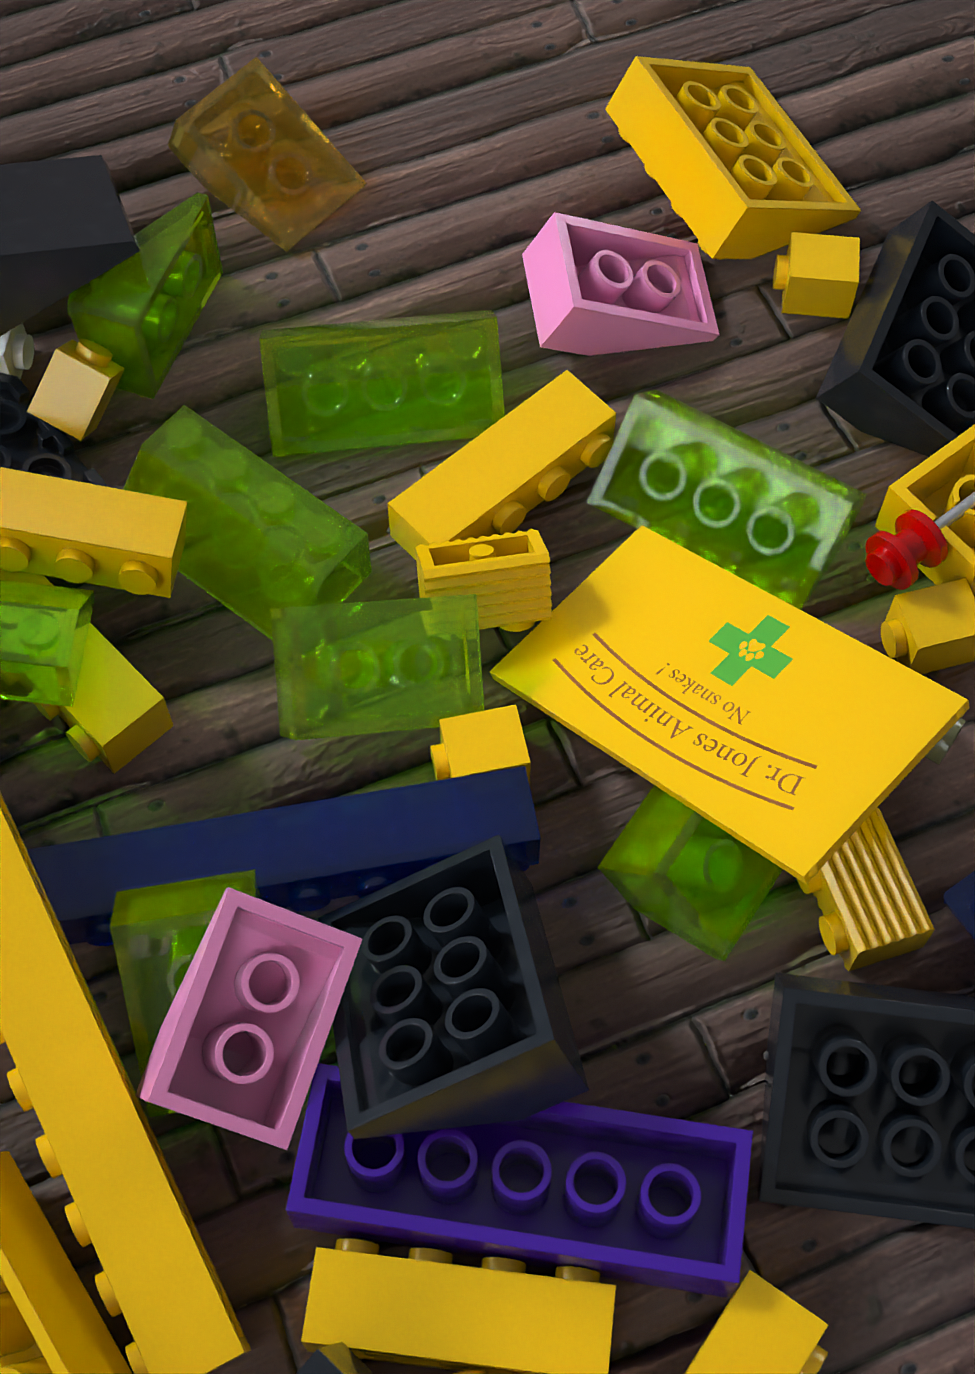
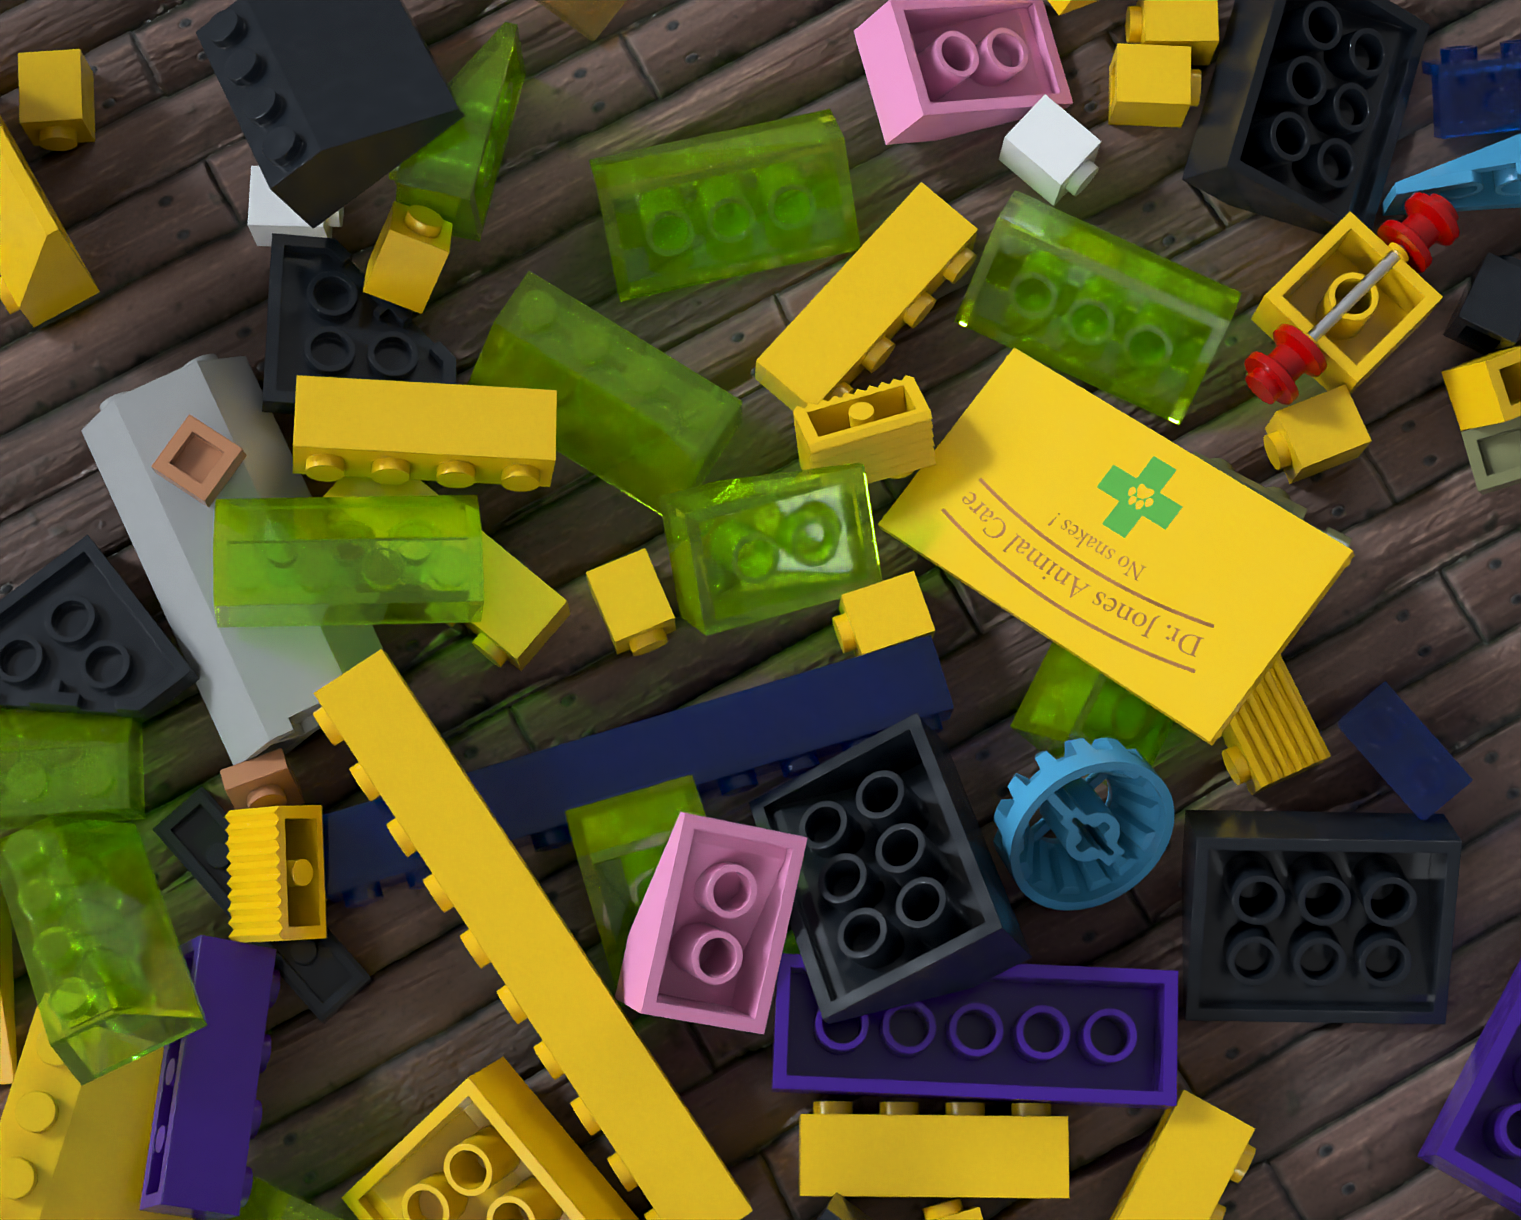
camera: 10 degrees left, 15 degrees up
(231, 713) = (632, 603): none -> yellow brick
(675, 1010) = (1098, 844): none -> dark azure gear
(693, 363) = (1051, 151): none -> white brick
(794, 321) = (1152, 85): none -> yellow brick

